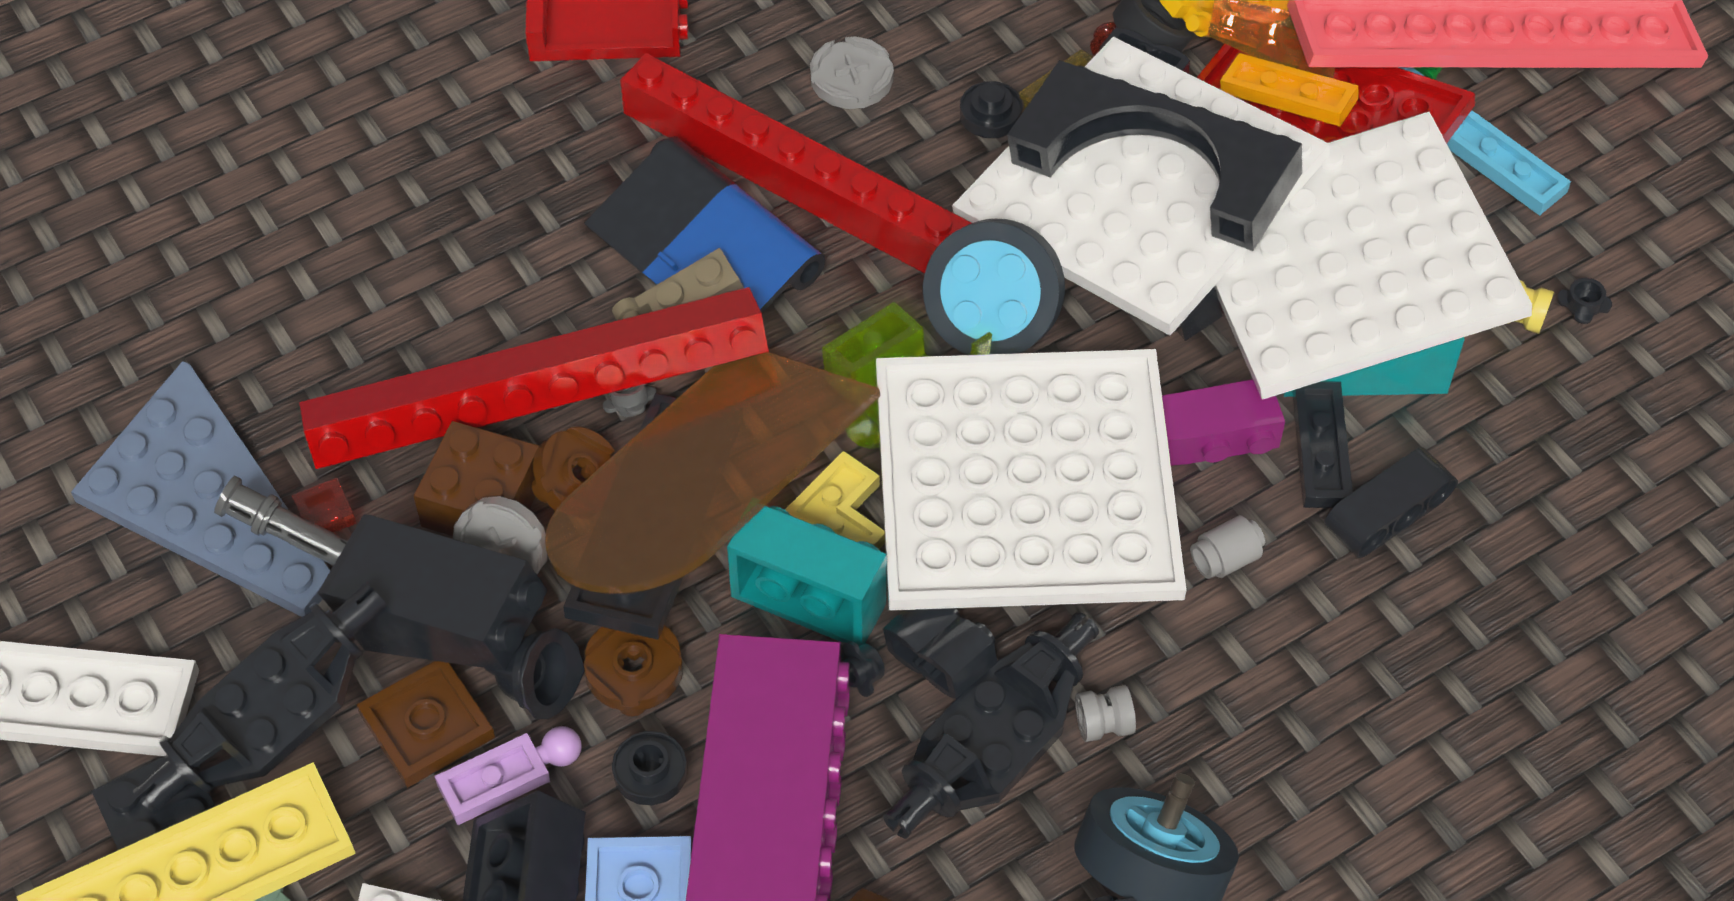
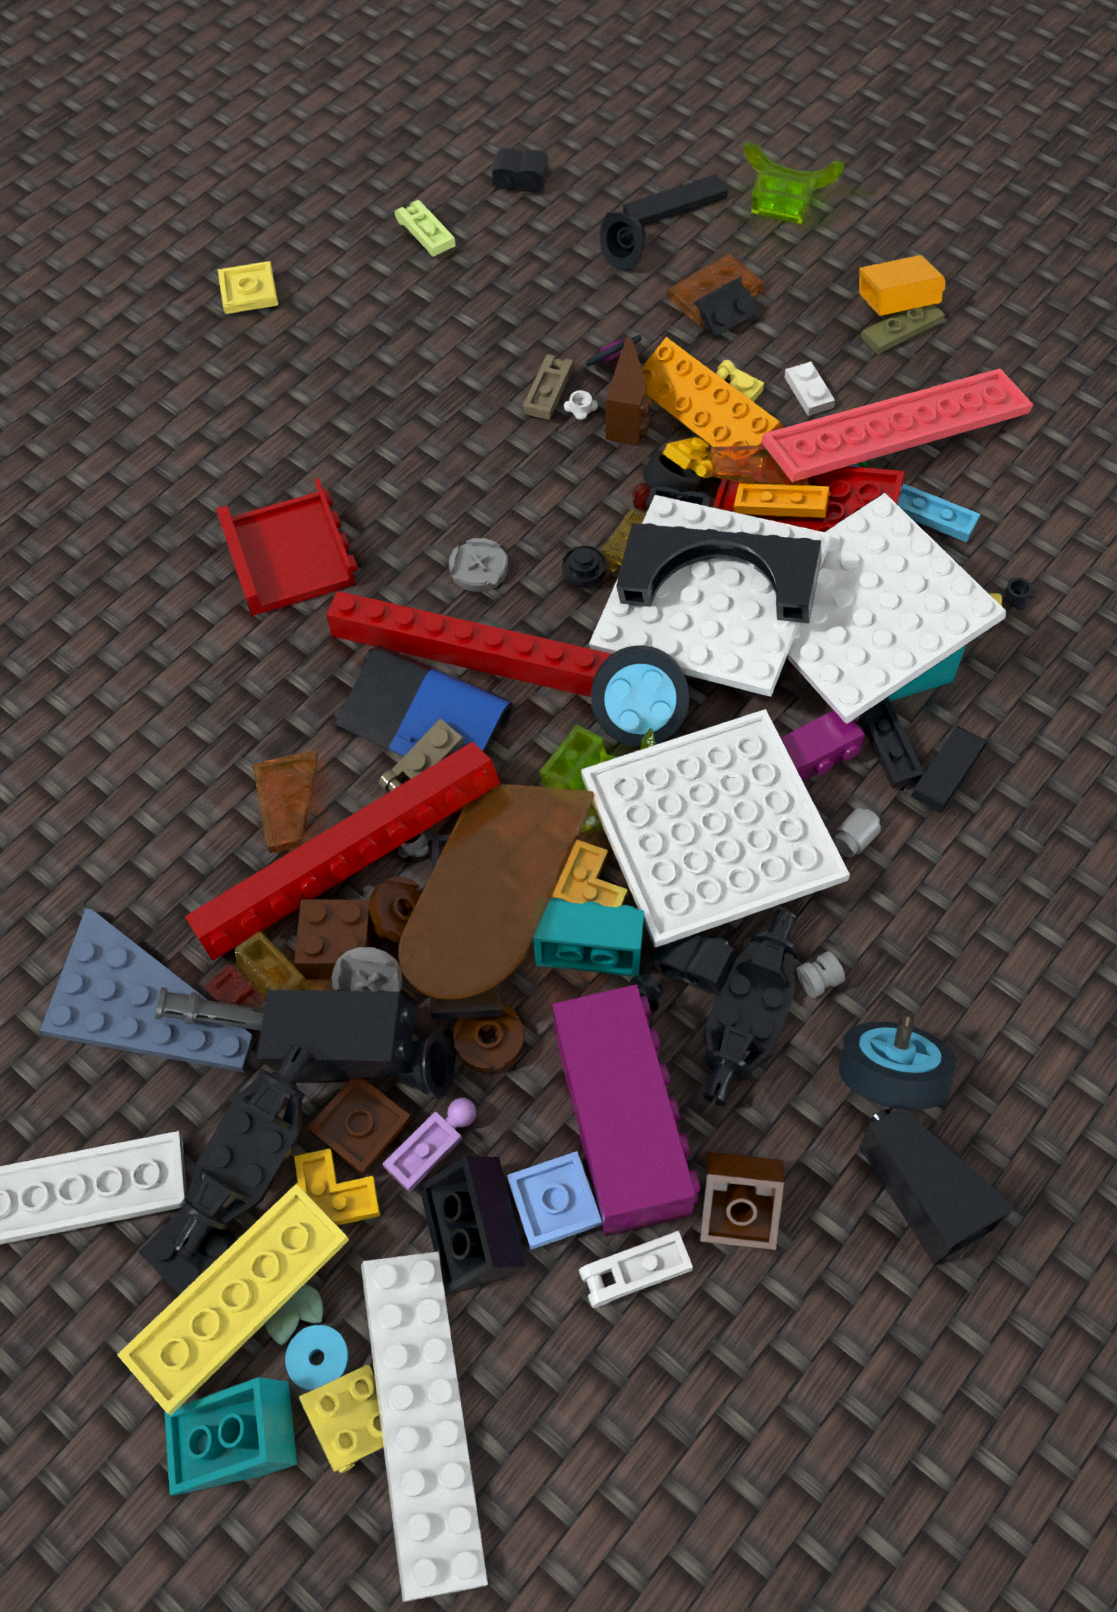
camera: 15 degrees left, 5 degrees up
(365, 807) = (339, 1201): none -> yellow plate
(377, 487) = (266, 966): none -> clear yellow brick
(484, 295) = (285, 797): none -> clear orange wing
(649, 768) = (530, 1110): black plate -> none

